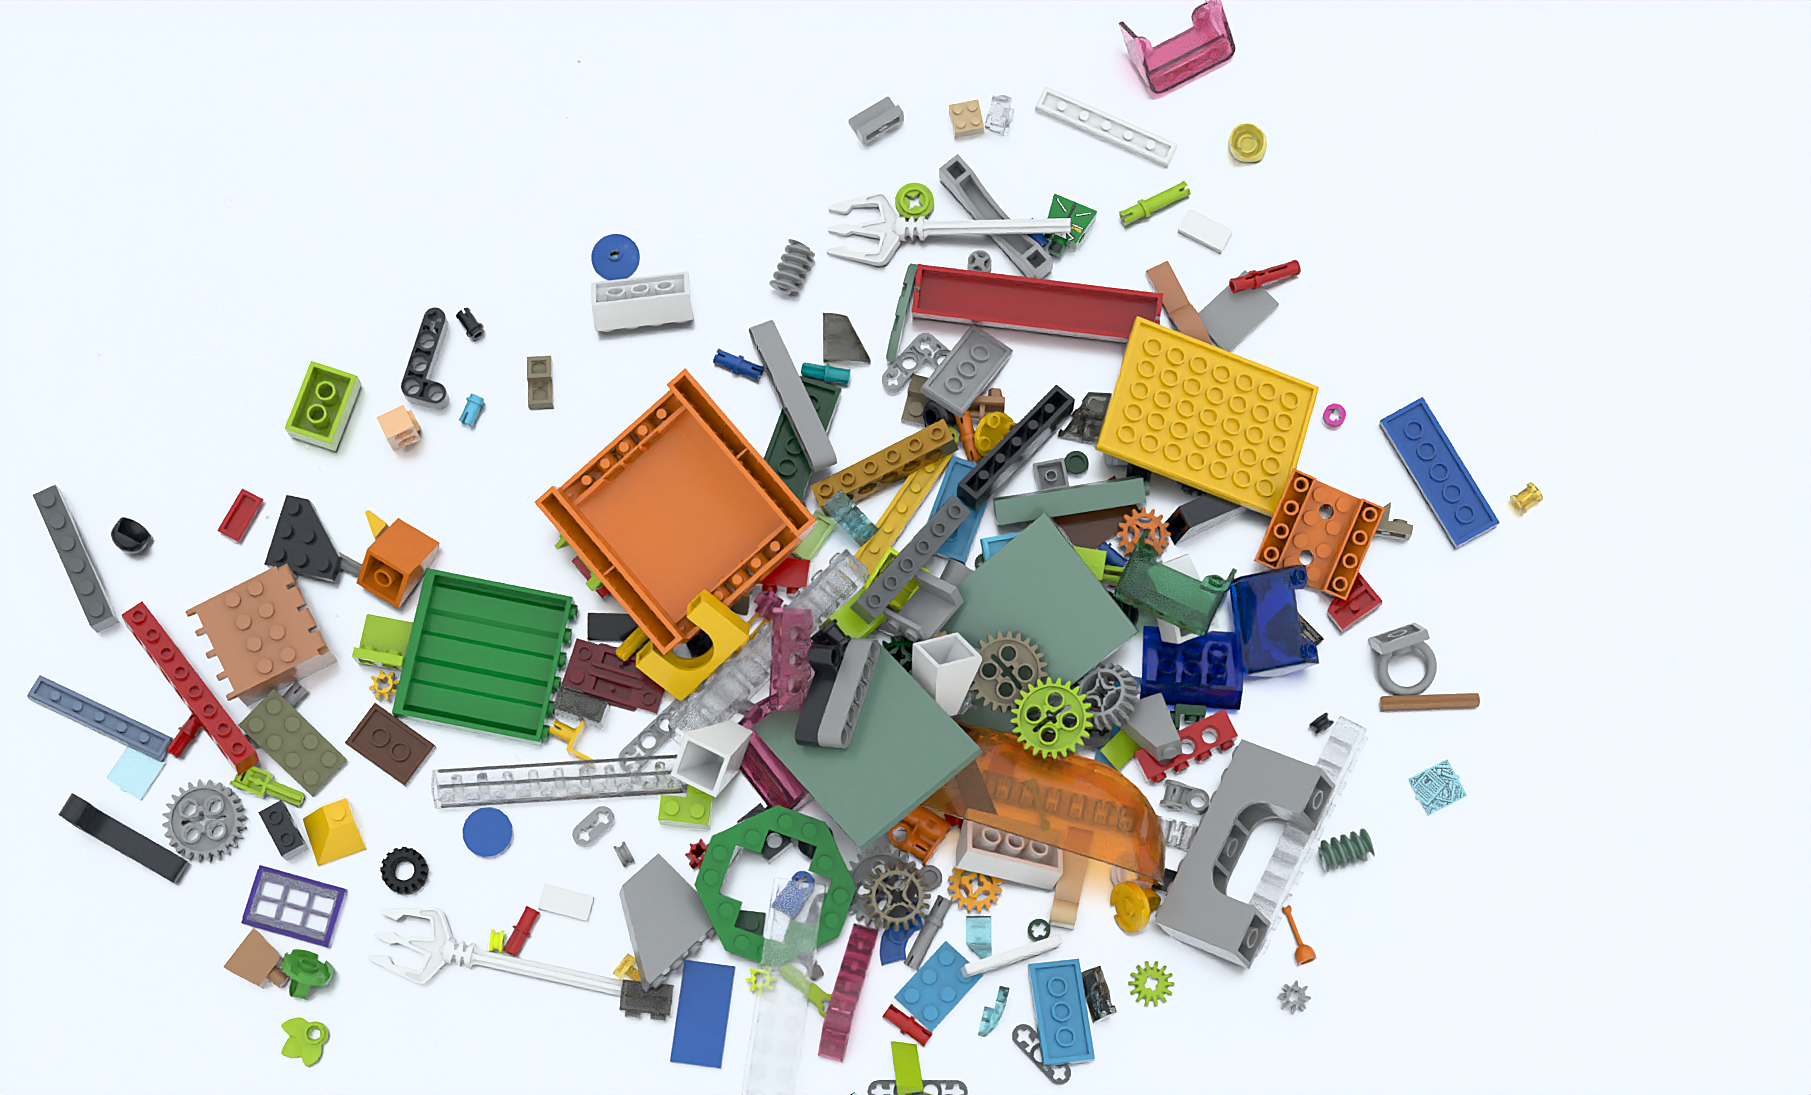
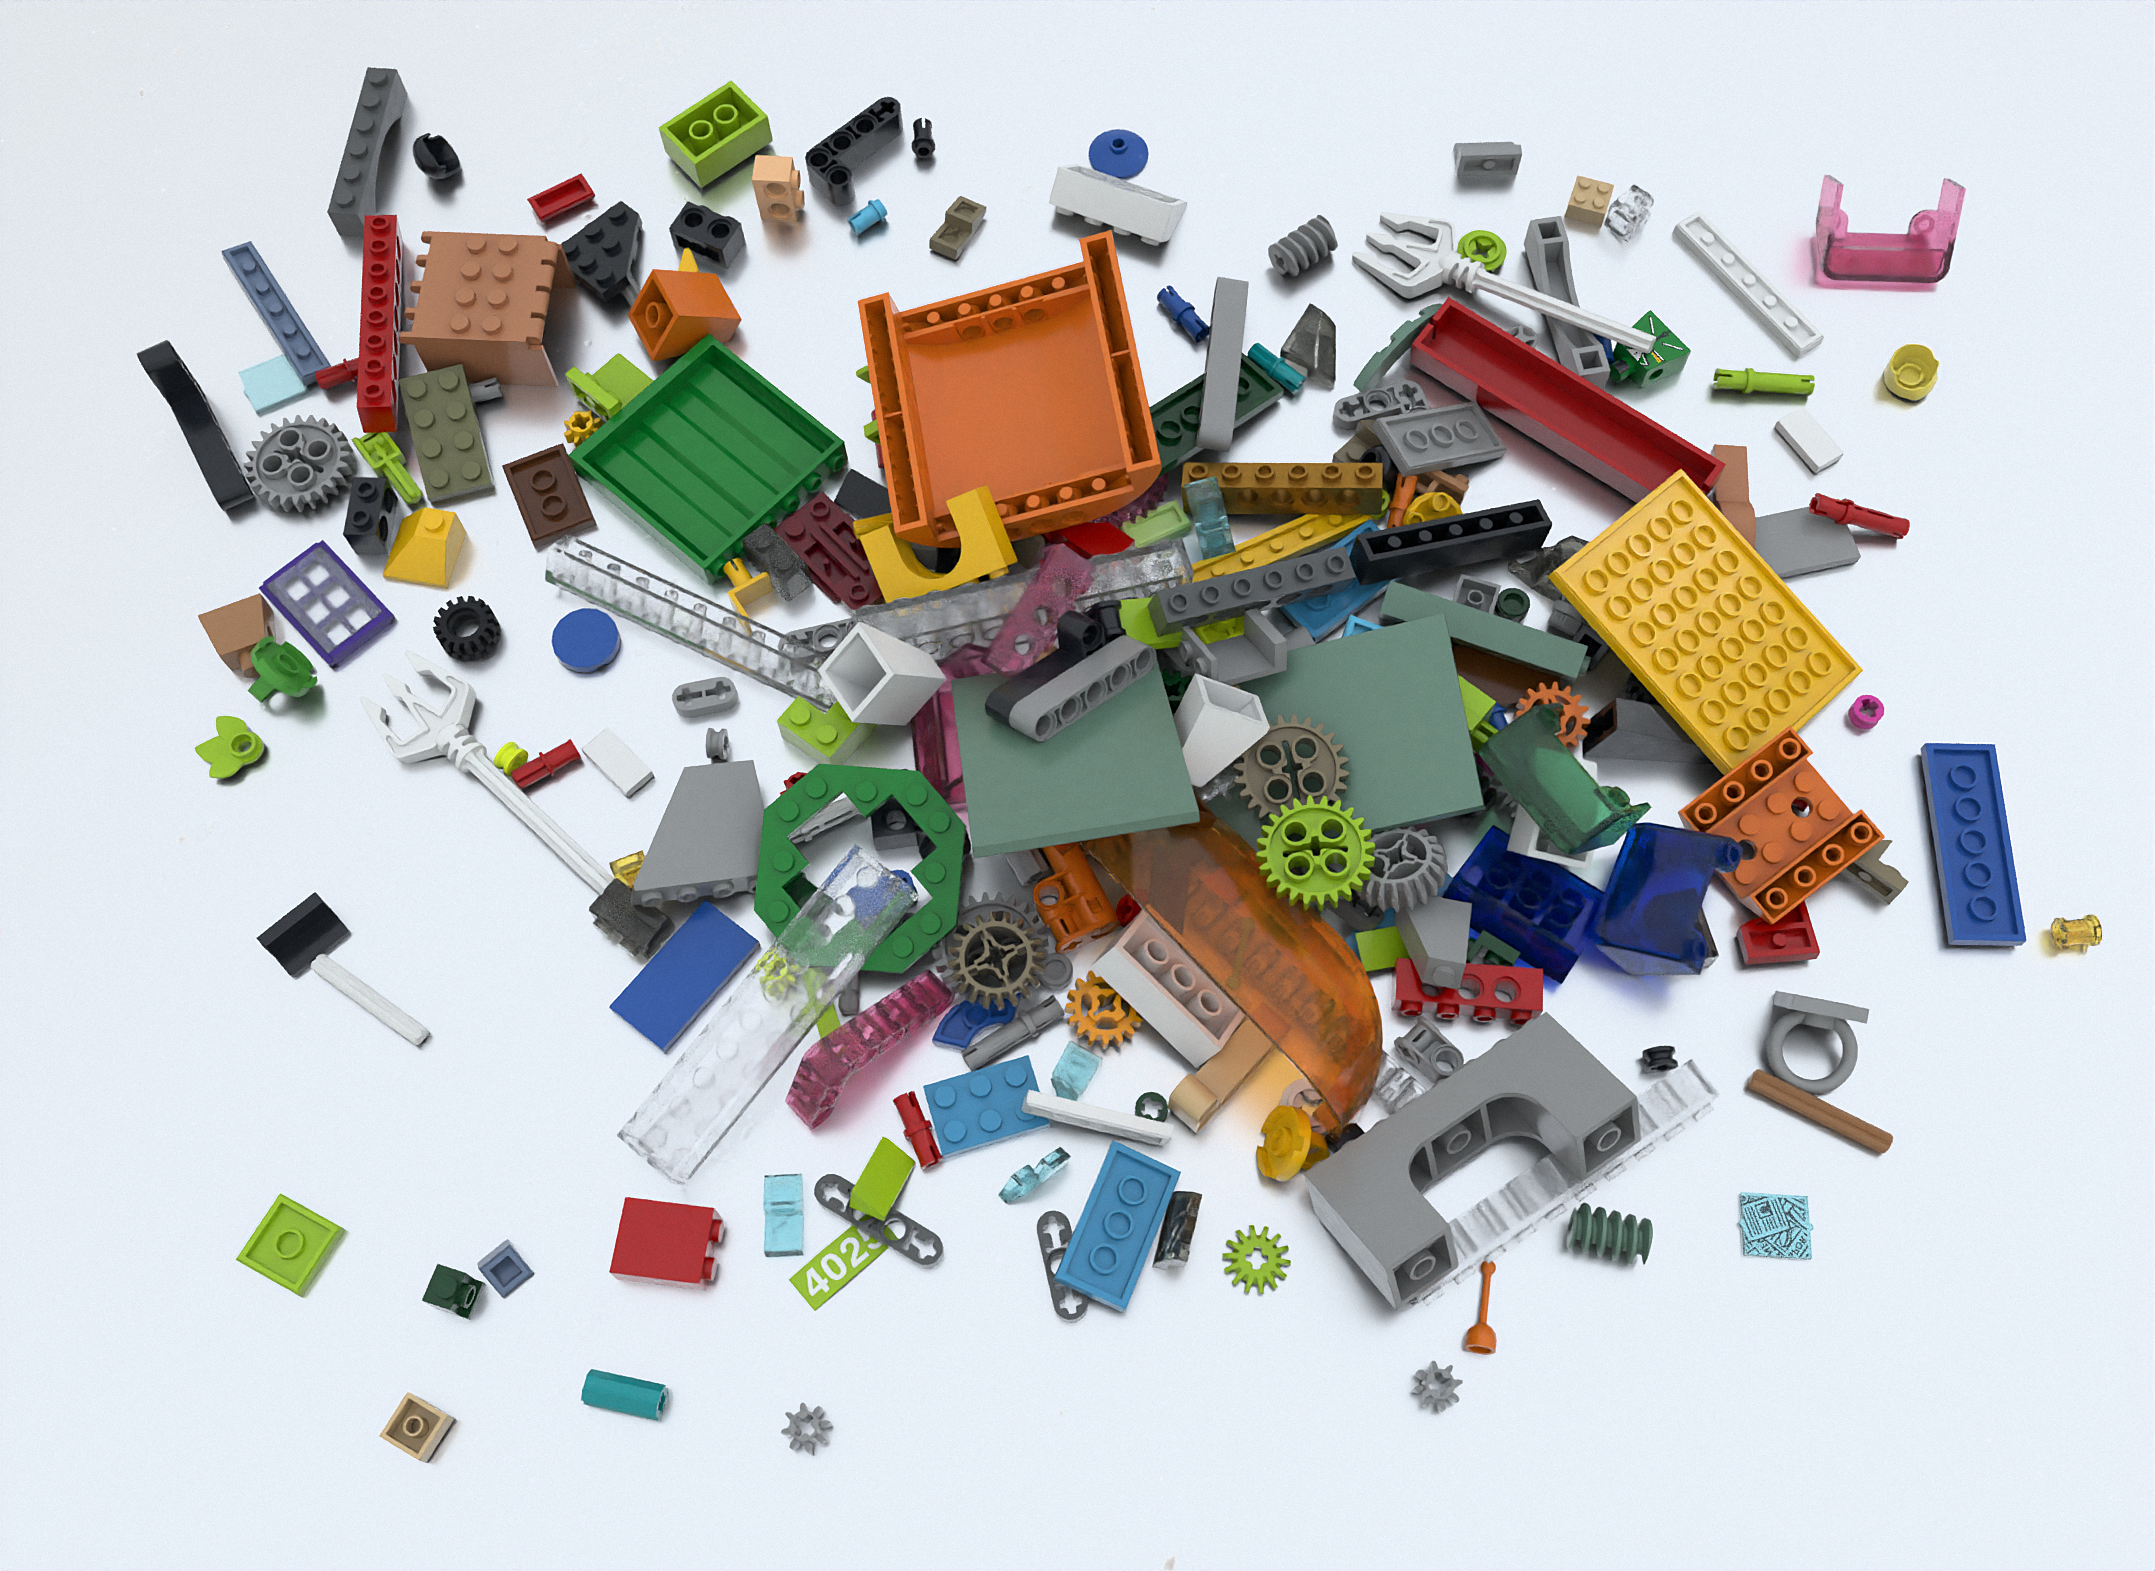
camera: 30 degrees right, 10 degrees down
(368, 494) = (707, 234): none -> black brick

